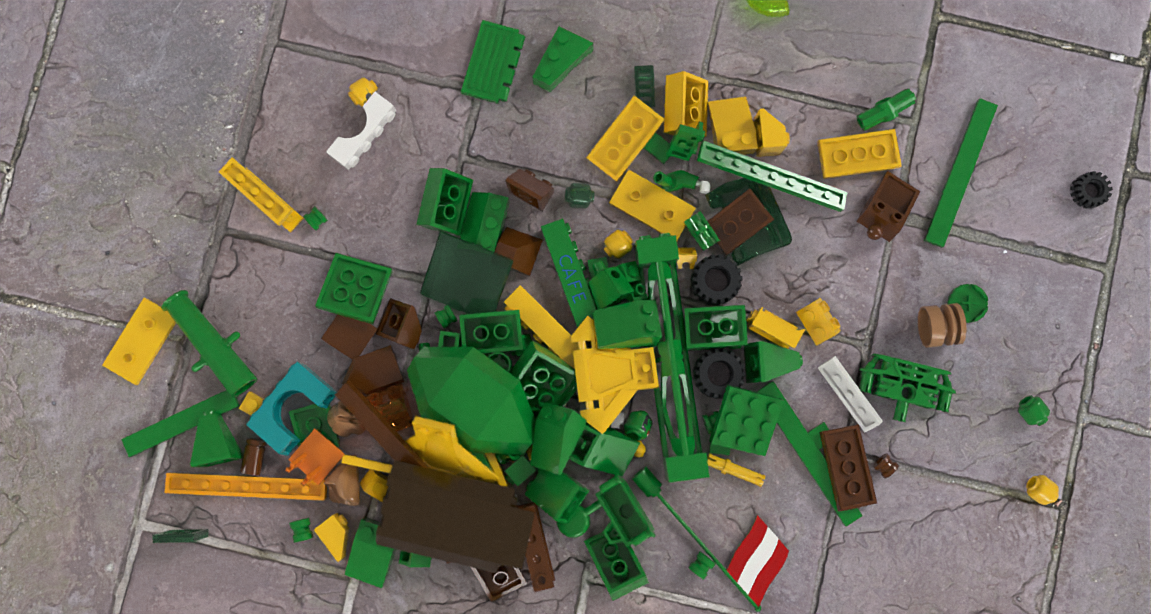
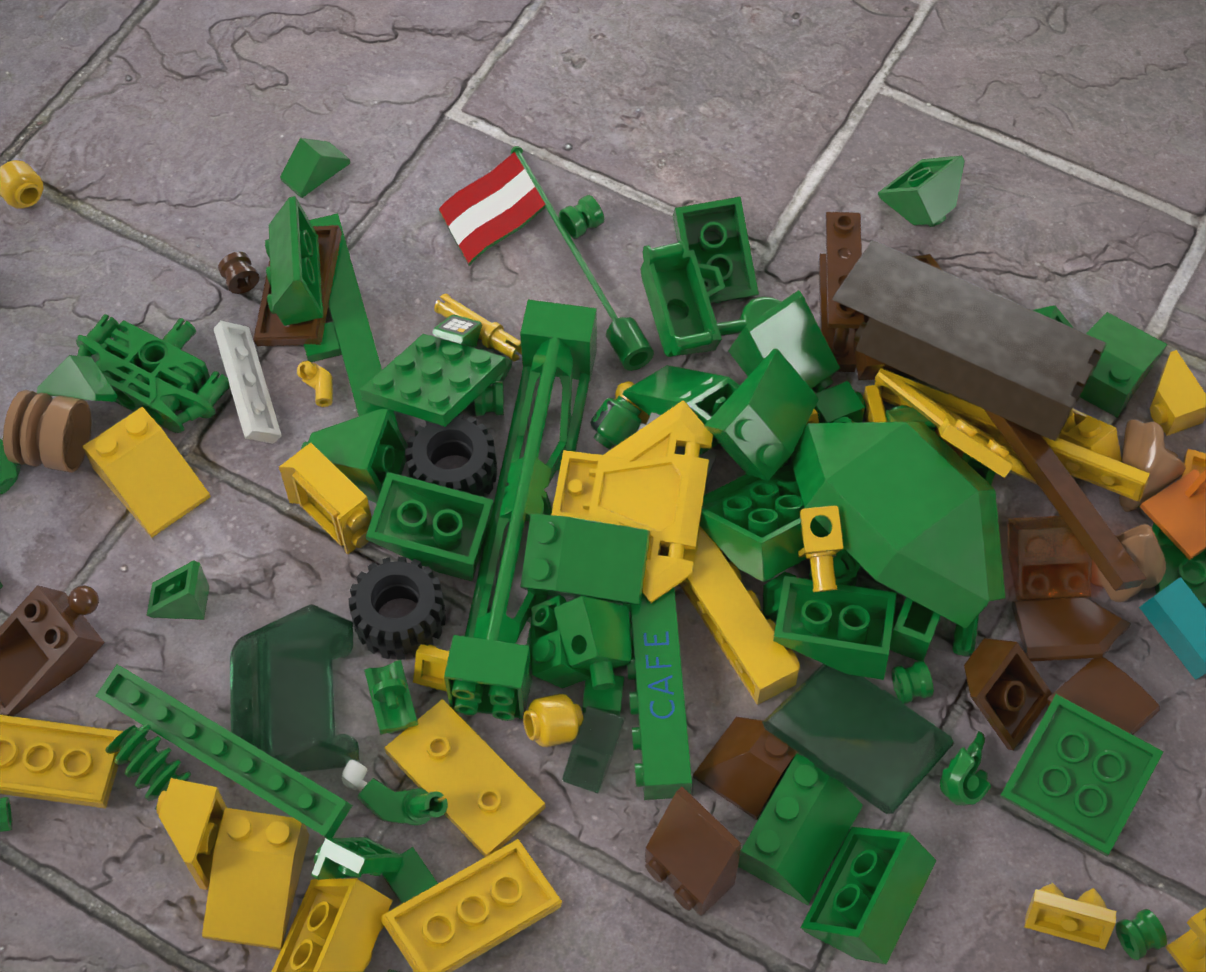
camera: 165 degrees left, 25 degrees down
(341, 218) = (1076, 920): none -> yellow tile
(410, 272) = (959, 780): none -> green piece
(505, 359) = (821, 549): none -> yellow bracket
(579, 195) = (599, 829): clear green head -> none
(594, 237) = (593, 749): none -> clear green slope
(739, 221) = (314, 697): reddish brown tile -> none
(745, 459) = (459, 330): none -> green slope
(803, 163) = (145, 760): none -> green piece
(810, 409) = (318, 379): none -> yellow arm
(819, 321) = (246, 501): yellow bracket -> none
(830, 257) = (180, 594): none -> green slope
(852, 468) = (293, 266): none -> green slope
(875, 560) = (312, 165): none -> green slope
(879, 322) = (146, 471): none -> yellow slope
(936, 356) = (79, 379): none -> green slope

